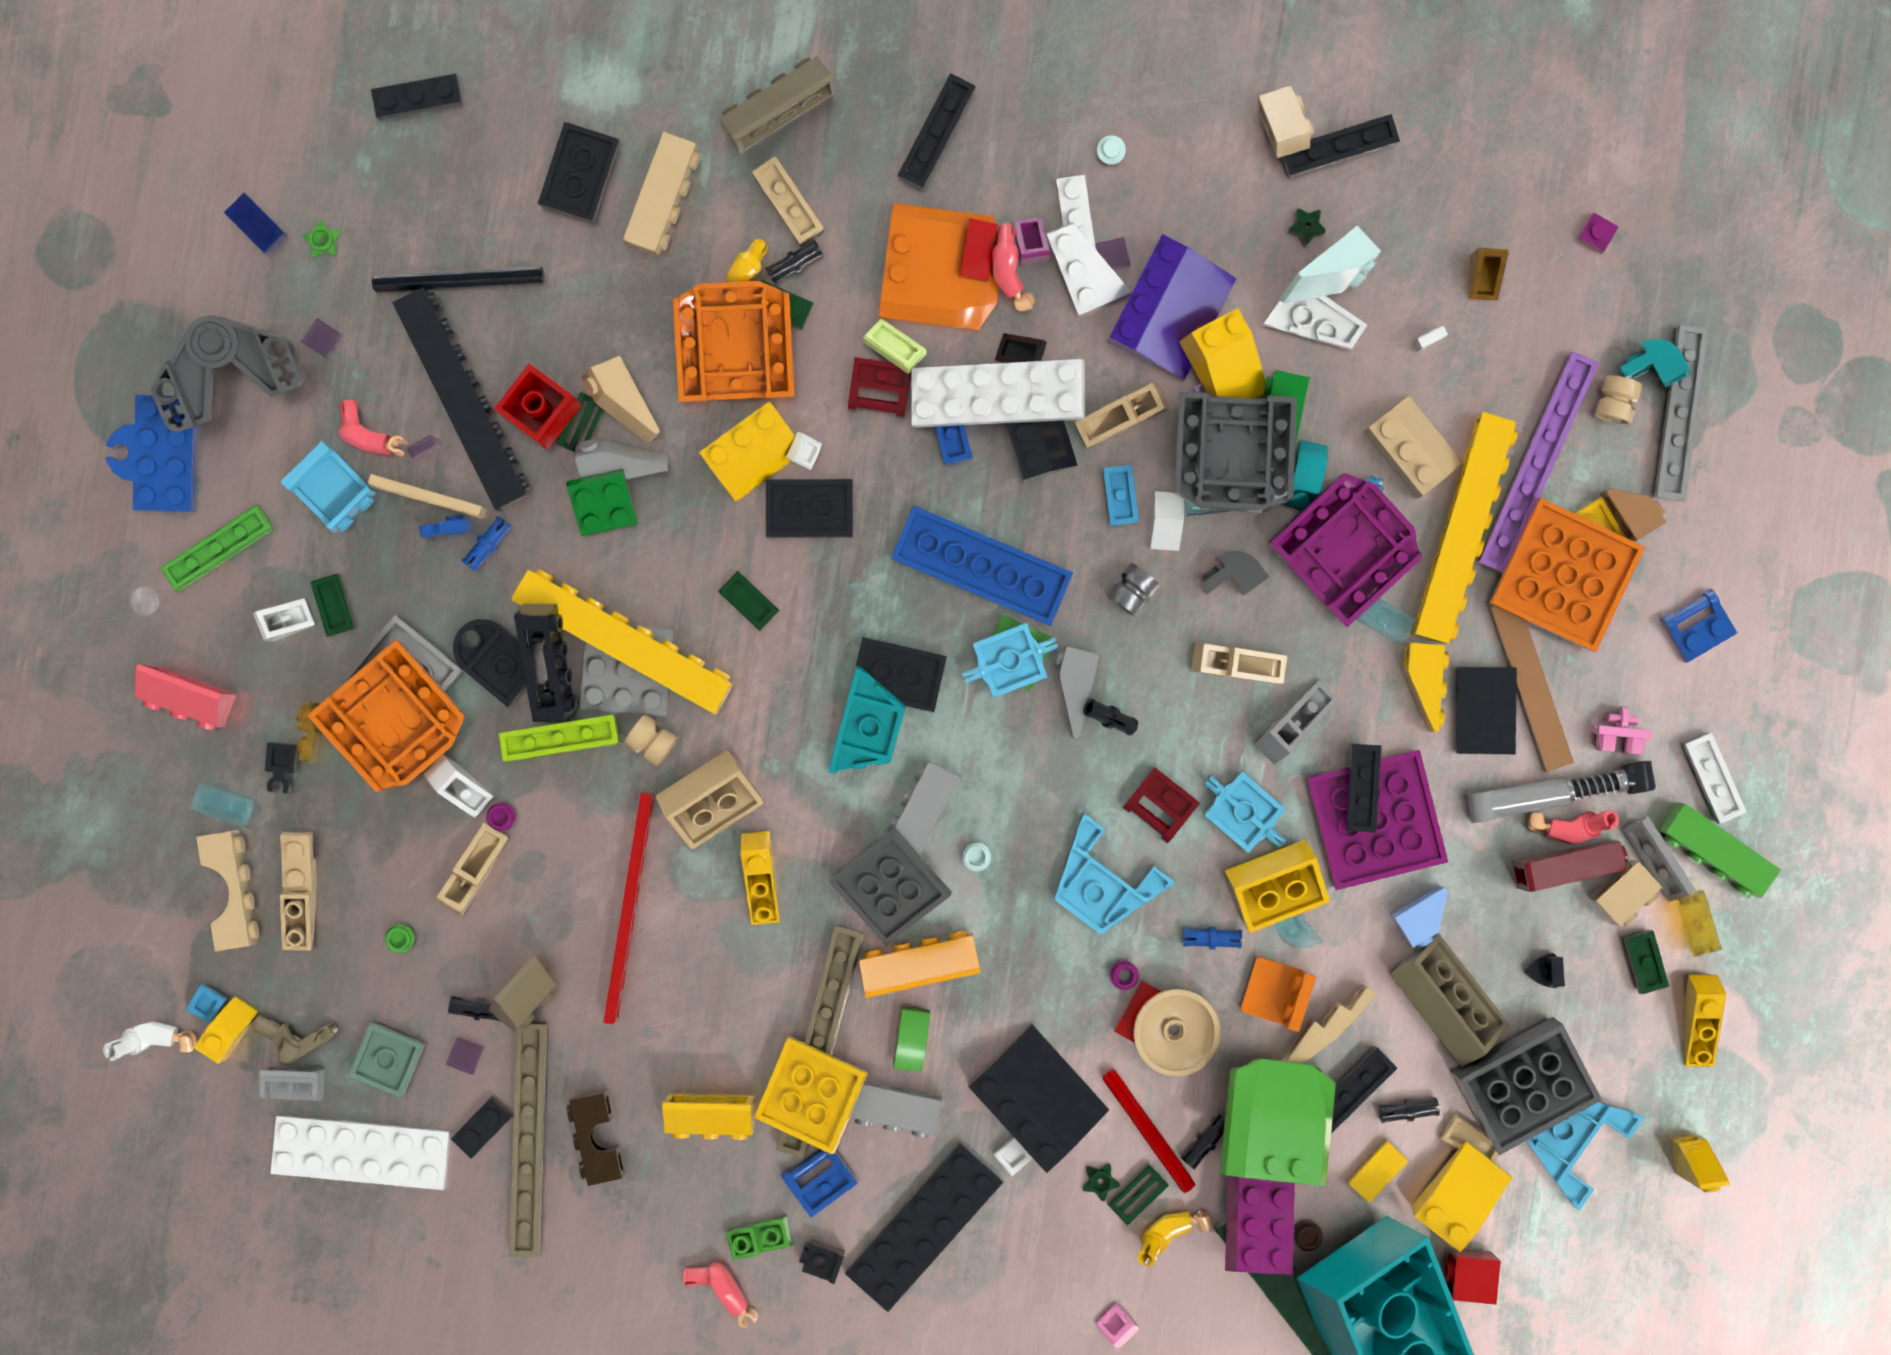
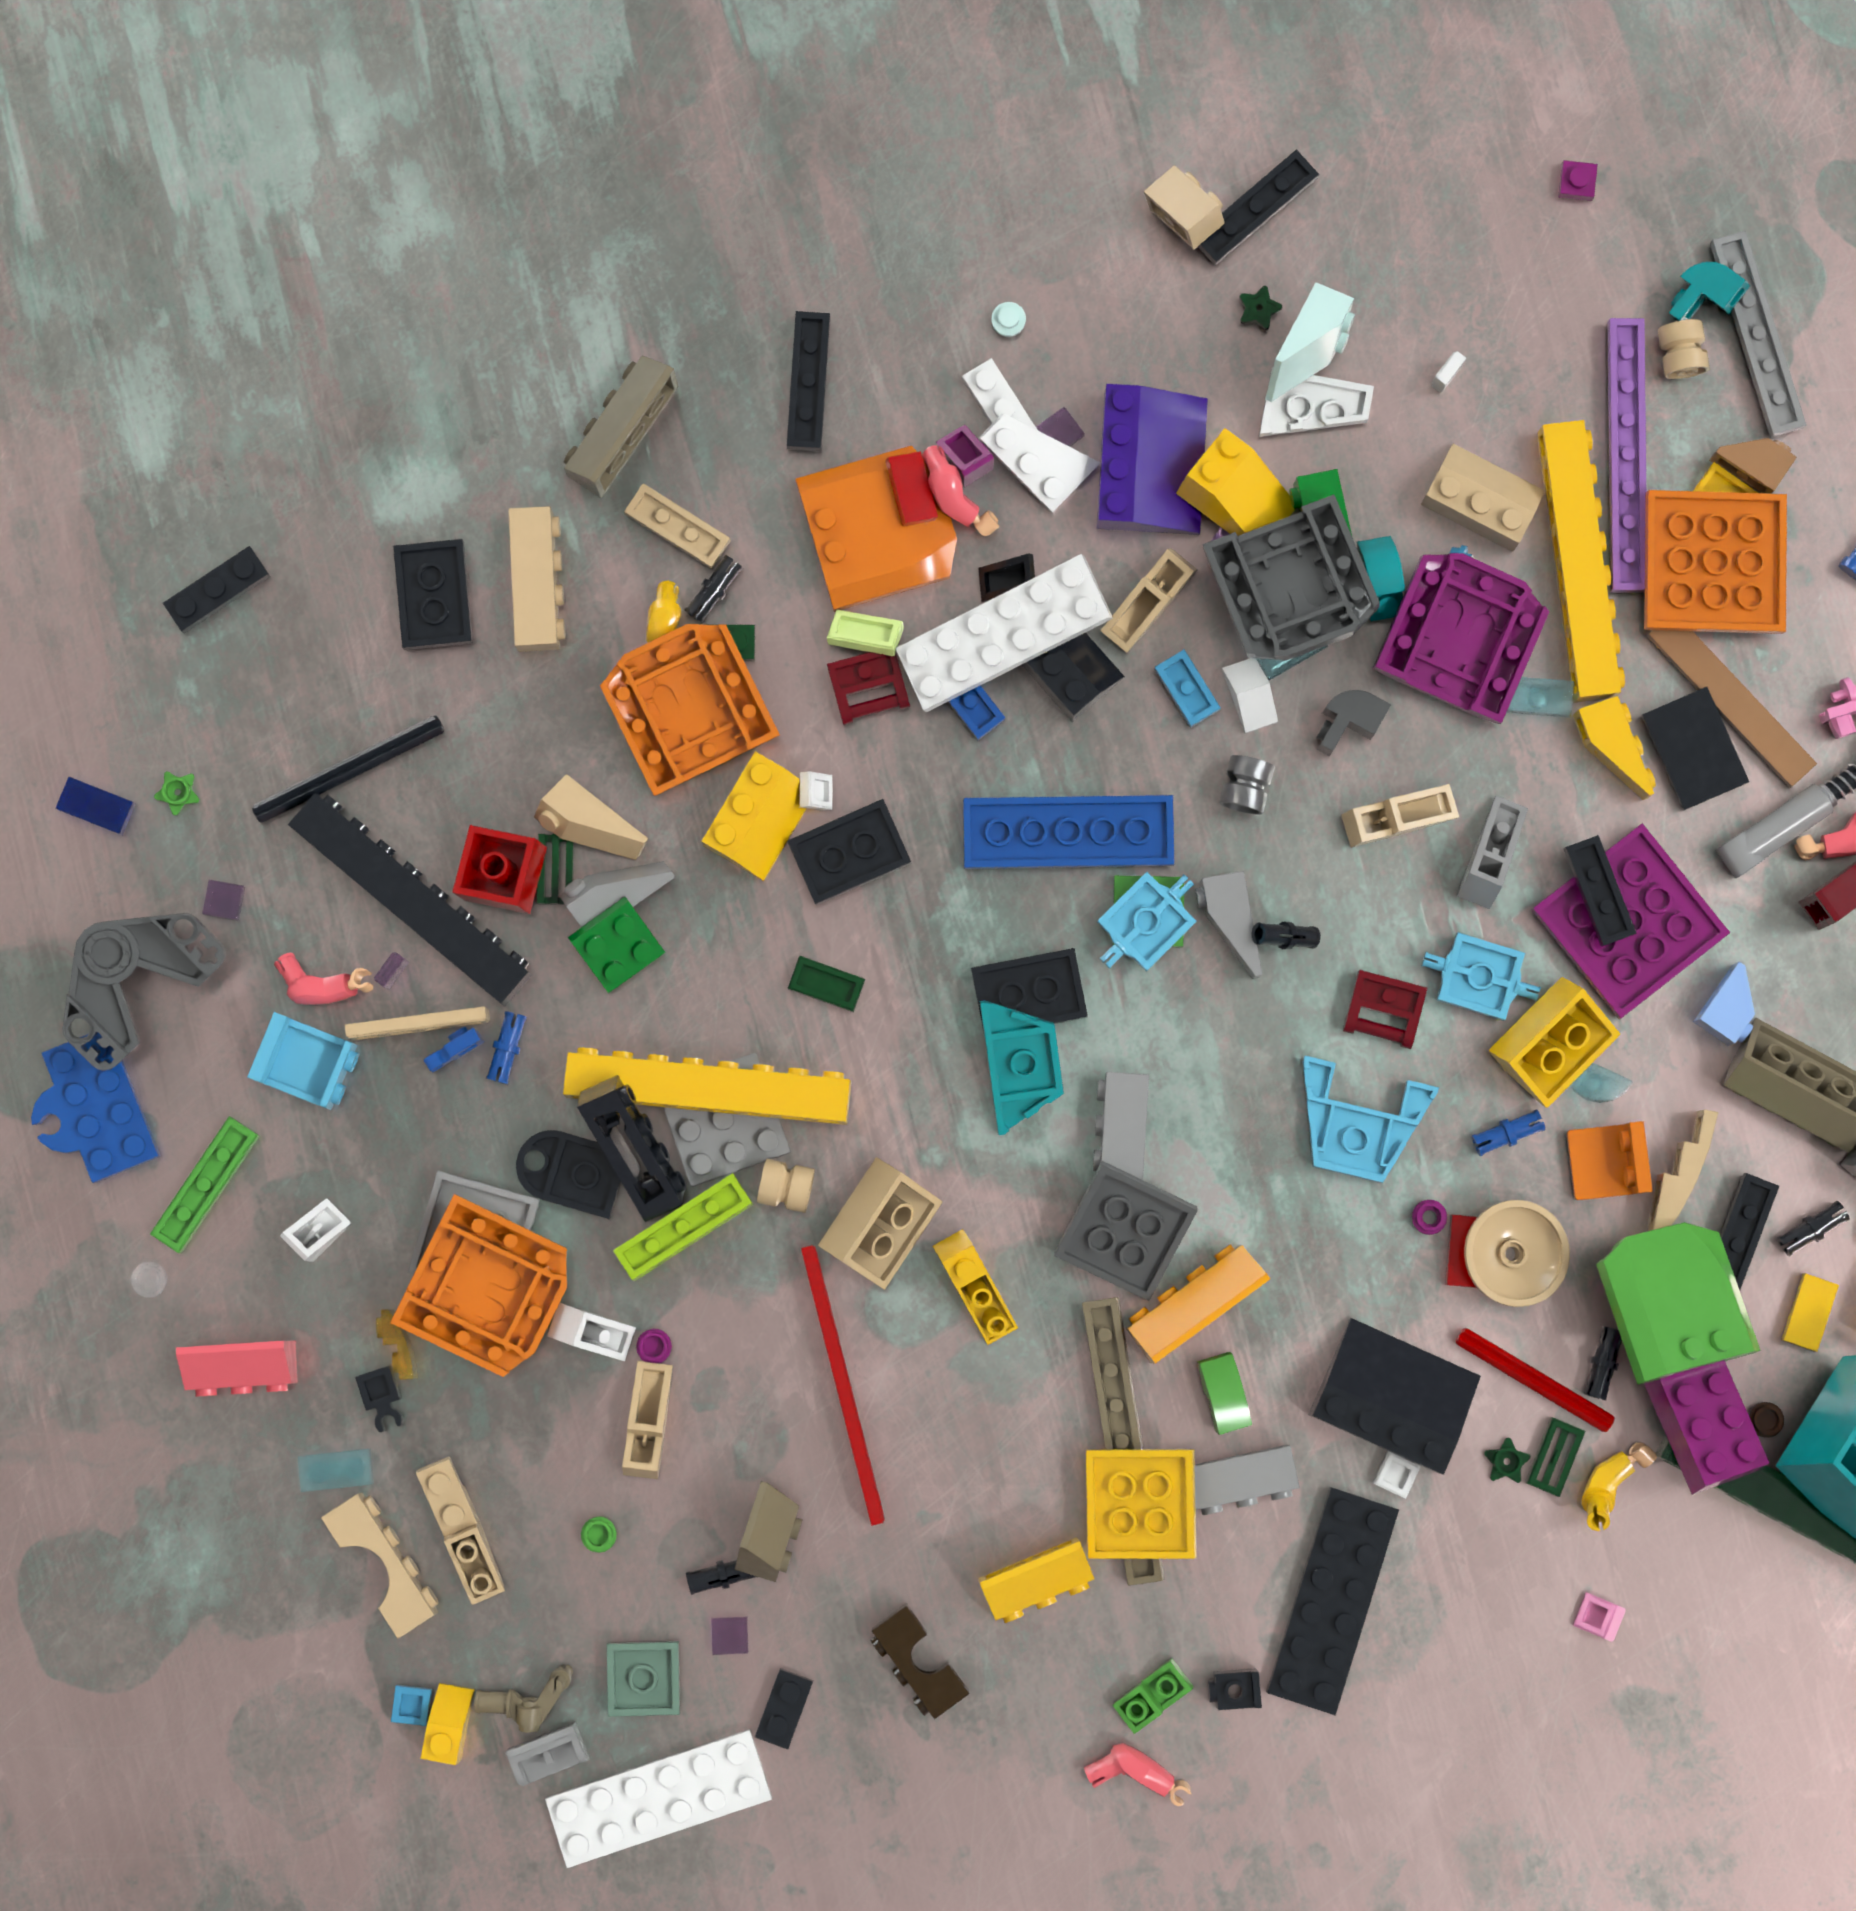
camera: 25 degrees left, 5 degrees down
(144, 1035) = (354, 1775): white arm -> none
(333, 605) = (362, 1191): dark green tile -> none
(528, 1140) = (843, 1700): dark tan plate -> none
(825, 1186) = (1201, 1603): blue plate -> none
(976, 856) = (1206, 1157): light aqua plate -> none
(1487, 273) = (1478, 274): pearl gold slope -> none

